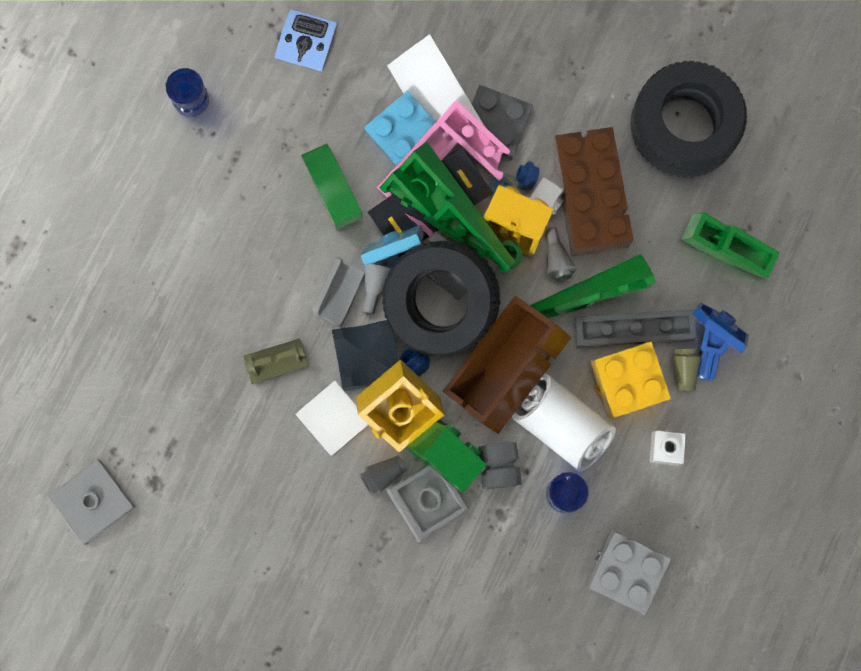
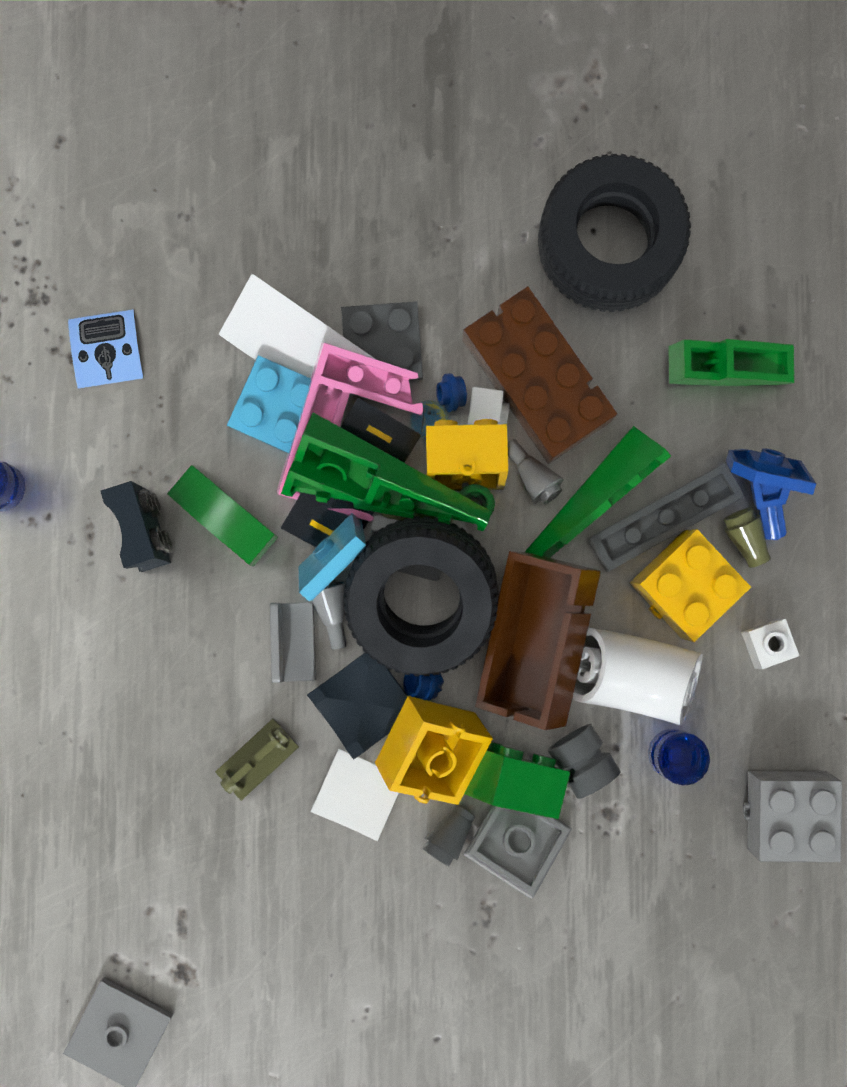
camera: 20 degrees left, 5 degrees up
(271, 174) = (142, 537): none -> black brick

